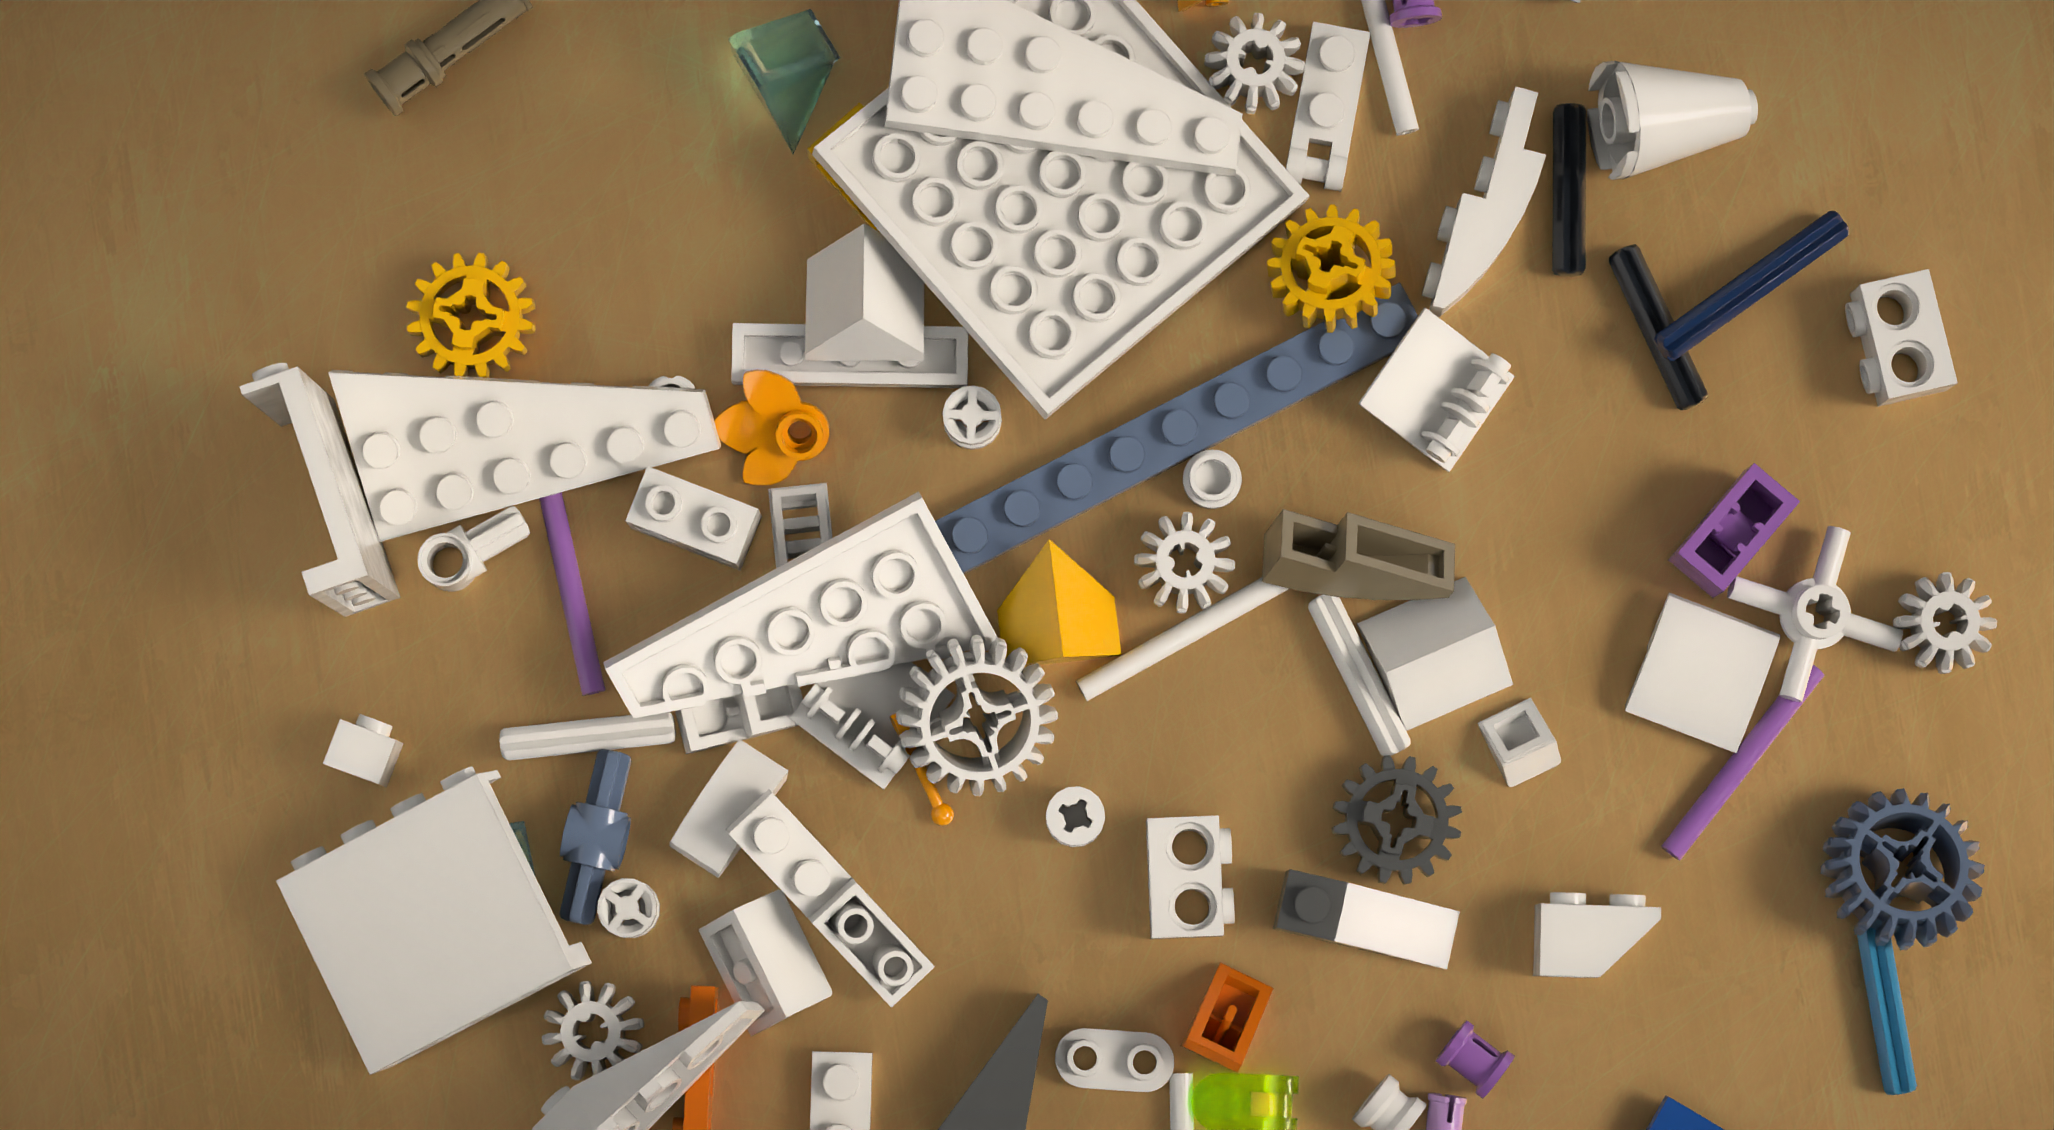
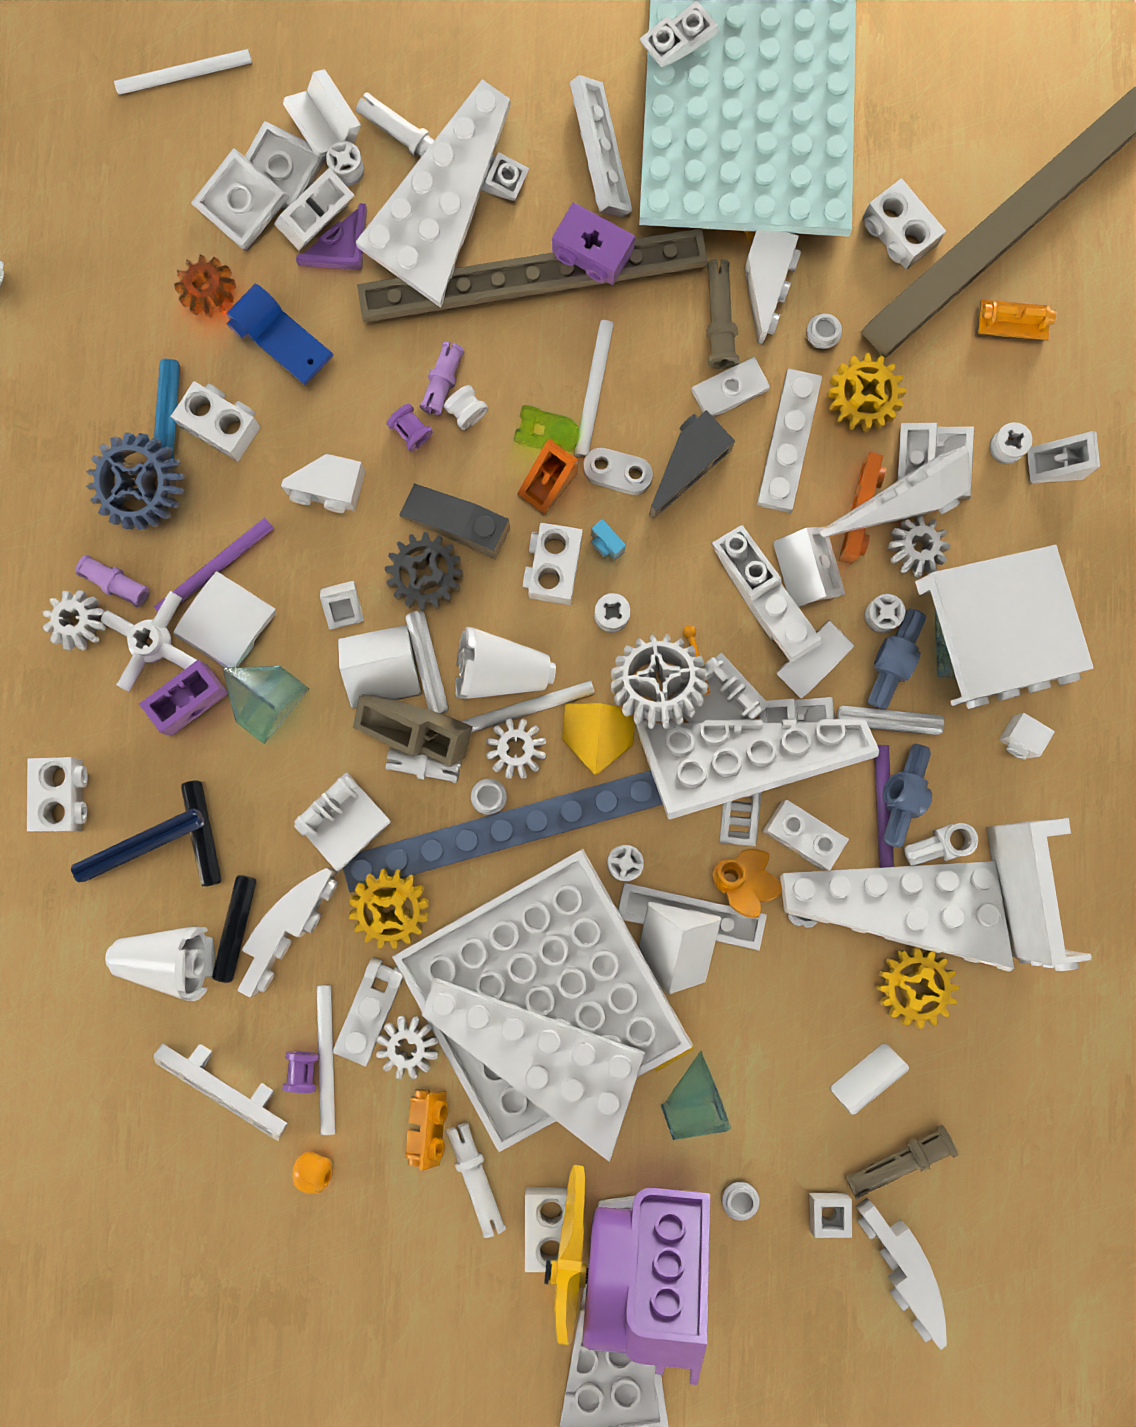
camera: 170 degrees left, 0 degrees up
(522, 162) = (869, 1078): none -> white slope
(541, 616) = (907, 795): none -> sand blue axle
(1108, 932) = (607, 541): none -> medium azure plate
(1239, 686) = (499, 666): none -> white cone
(1329, 503) = (422, 766): none -> white pin
(1610, 562) = (262, 697): none -> clear light blue slope
(1800, 989) = (213, 425): none -> white brick
(1901, 701) = (112, 581): none -> lavender pin

